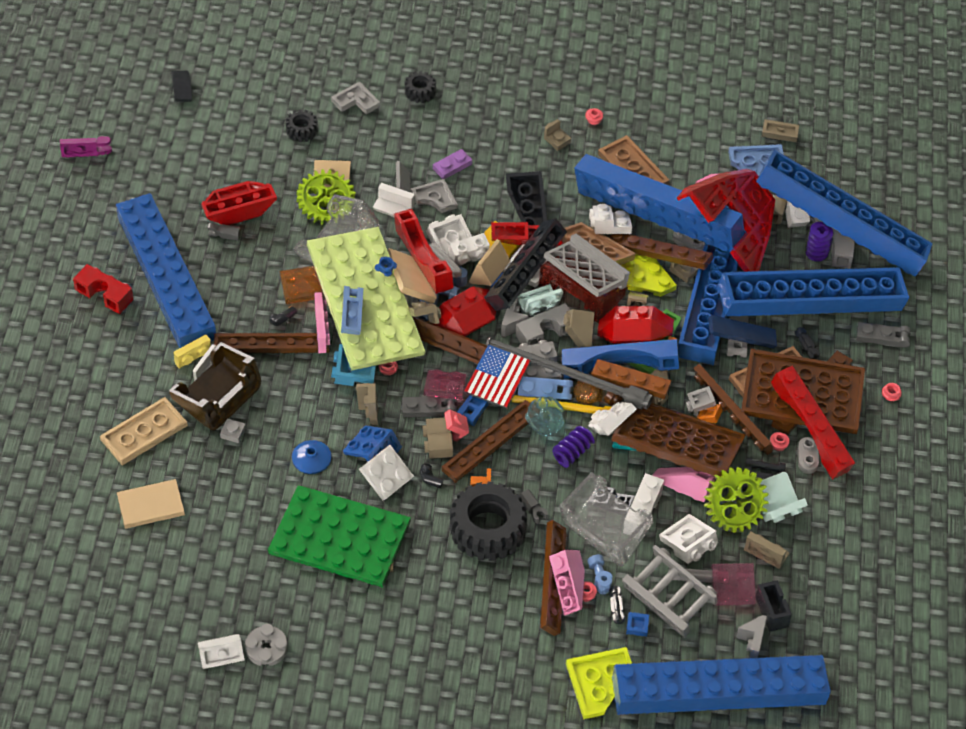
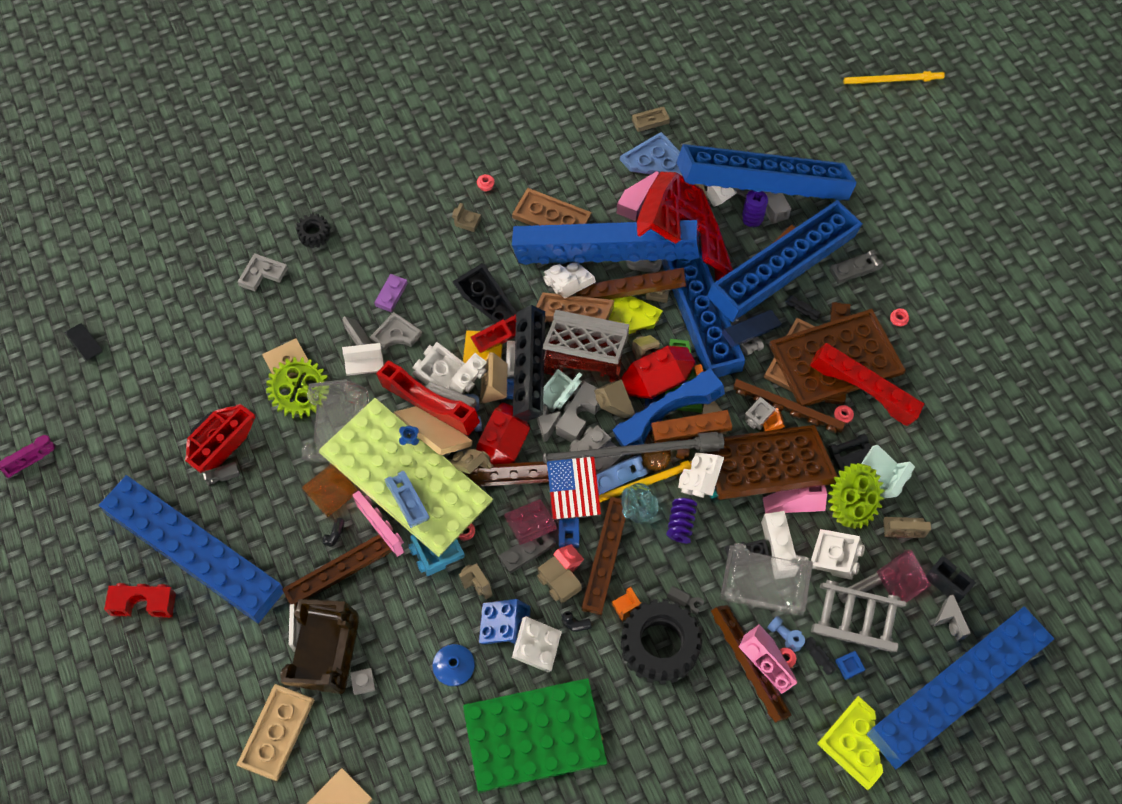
camera: 30 degrees left, 10 degrees up
(192, 351) = (269, 625): light yellow plate -> none
(304, 132) = (231, 333): black tyre -> none
(808, 453) = (872, 414): light grey plate -> none

